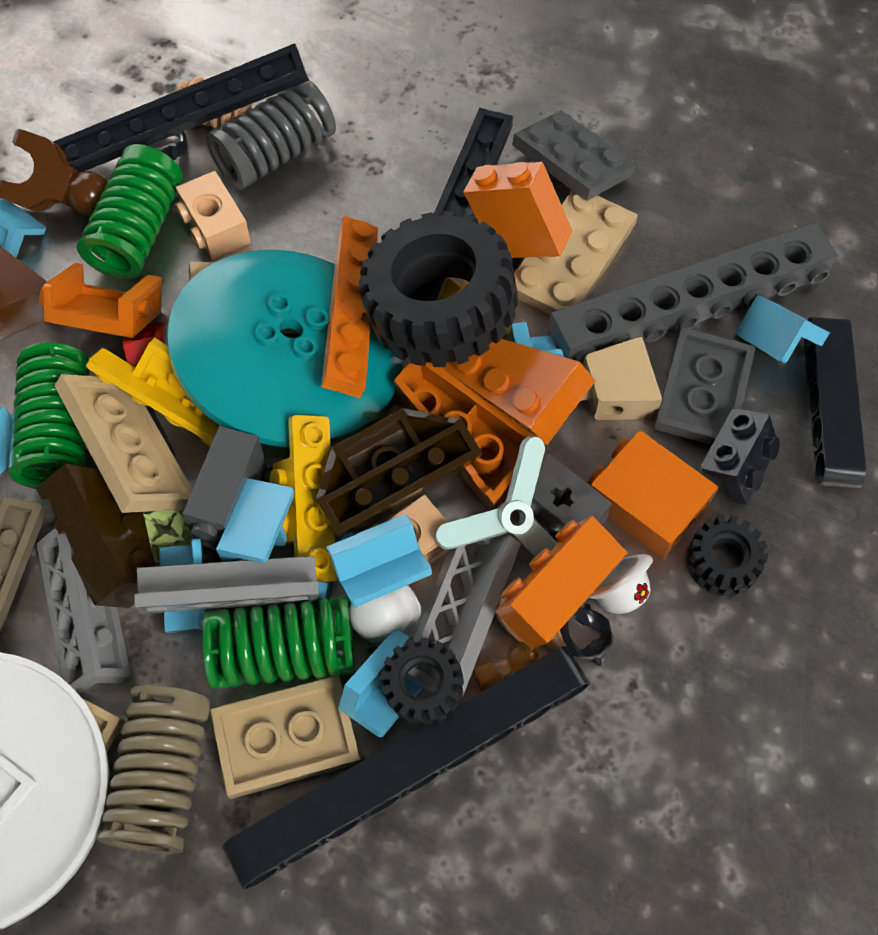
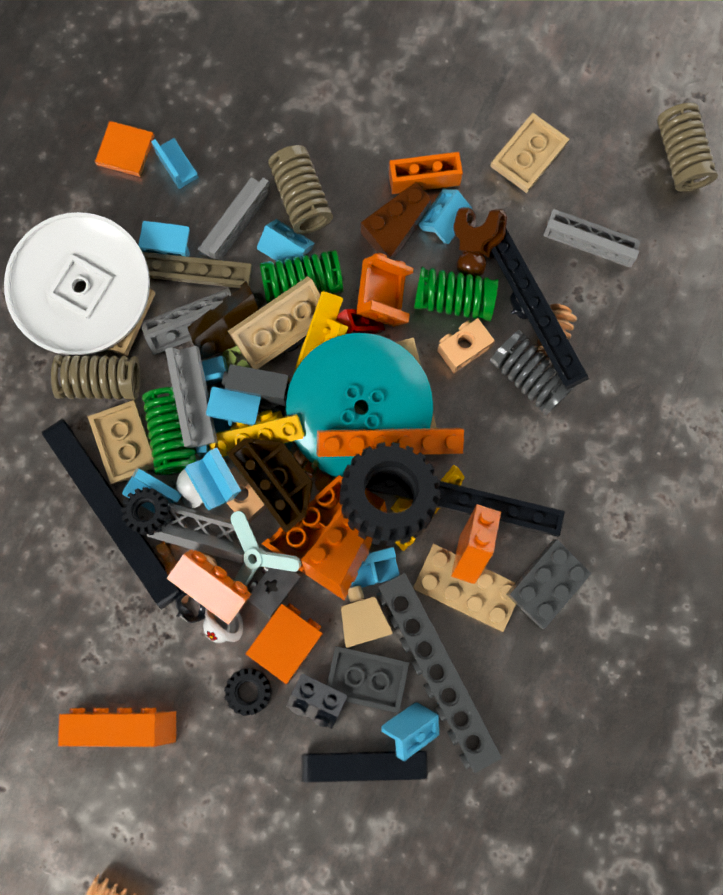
camera: 85 degrees right, 15 degrees up
(86, 60) = (591, 241): none -> light grey fence
(797, 770) = (117, 728): none -> orange wedge

